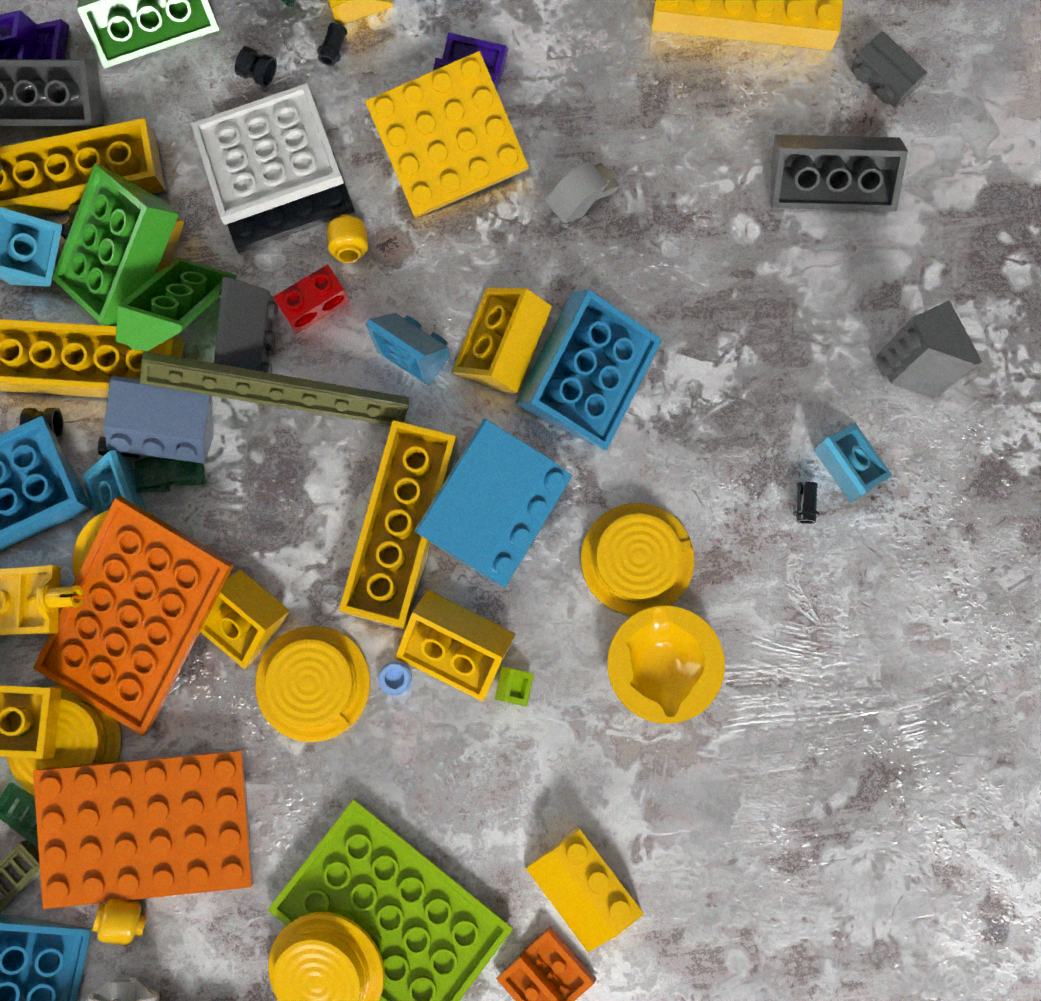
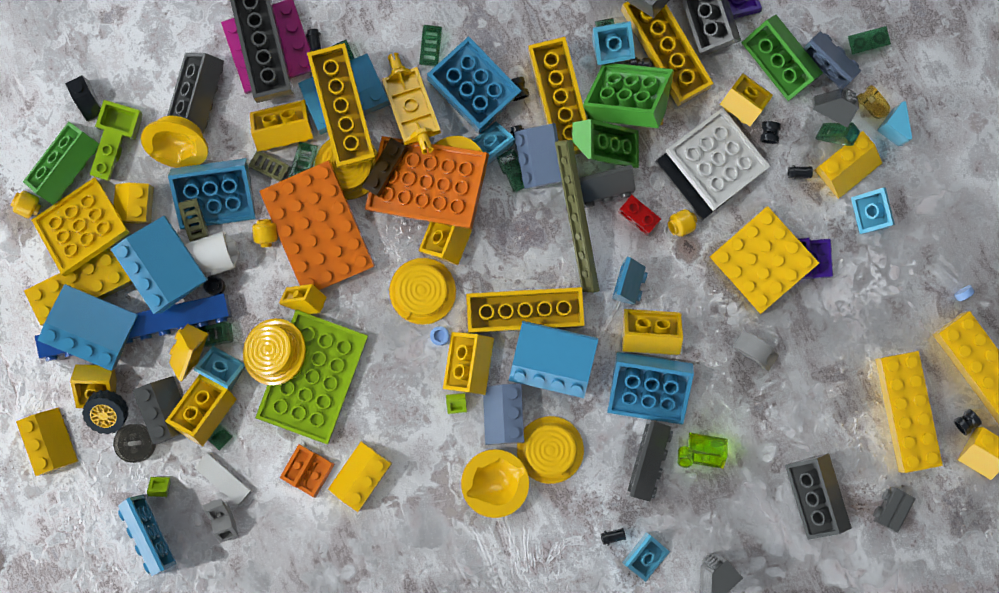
camera: 65 degrees right, 5 degrees up
(84, 678) = (385, 167): none -> dark brown plate
(193, 86) = (746, 100): none -> yellow slope
(253, 889) = (303, 298): none -> yellow slope
(557, 614) = (503, 414): none -> sand blue slope
(703, 407) = (649, 460): none -> dark grey slope
(715, 318) = (703, 451): none -> clear neon green hinge

